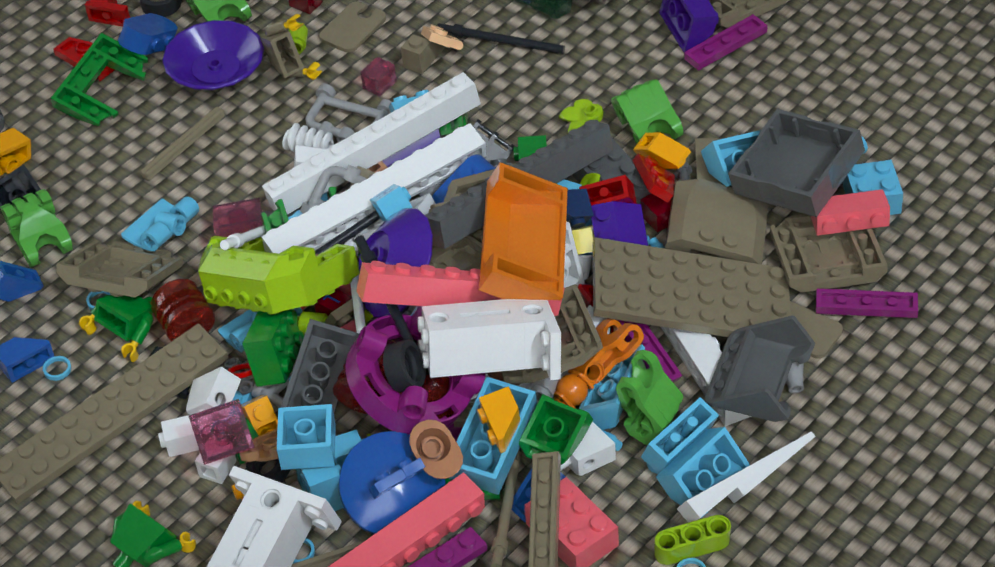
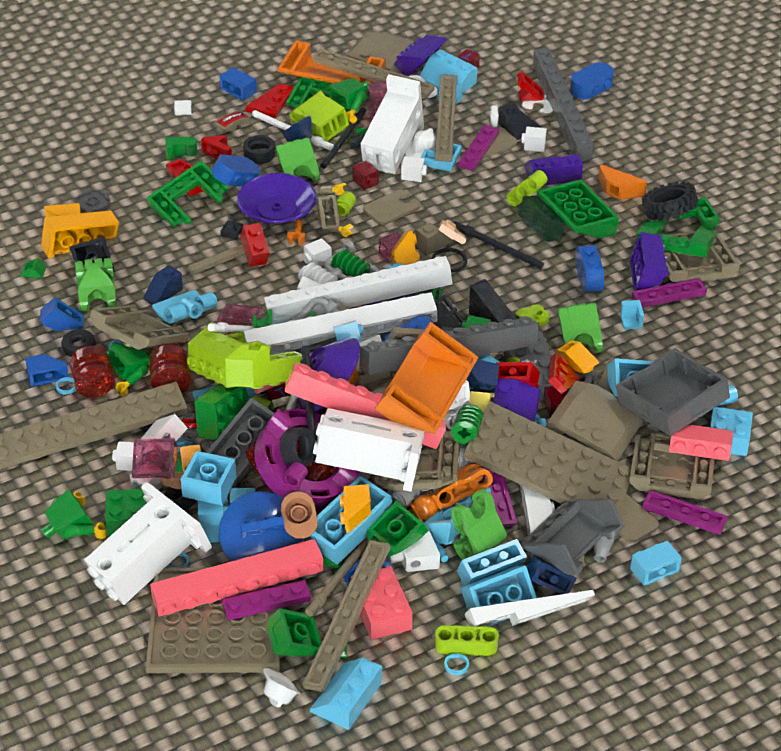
camera: 15 degrees right, 5 degrees down
(44, 298) = (77, 335): none -> black tyre
(60, 21) = (180, 146): none -> green leg
(86, 342) = (92, 371): none -> clear red wheel
(122, 205) = (164, 285): none -> dark blue slope
(172, 109) = (231, 229): none -> black tile
(209, 507) = (121, 507): none -> green brick
(213, 121) = (254, 244): none -> red brick
(254, 92) = (296, 234): none -> orange bar
(291, 109) = (317, 252): none -> white brick
(341, 115) = (349, 263): none -> green piece
(398, 77) = (404, 250): none -> light orange slope
(445, 60) = (452, 250): none -> black piece
(528, 117) = (487, 304): none -> black slope
(584, 274) = (467, 424): none -> green piece
(624, 38) = (589, 268): none -> blue brick
(696, 80) = (632, 314): none -> medium azure panel
(753, 430) = (549, 576): none -> dark blue slope
(862, 374) = (655, 563): none -> medium azure brick

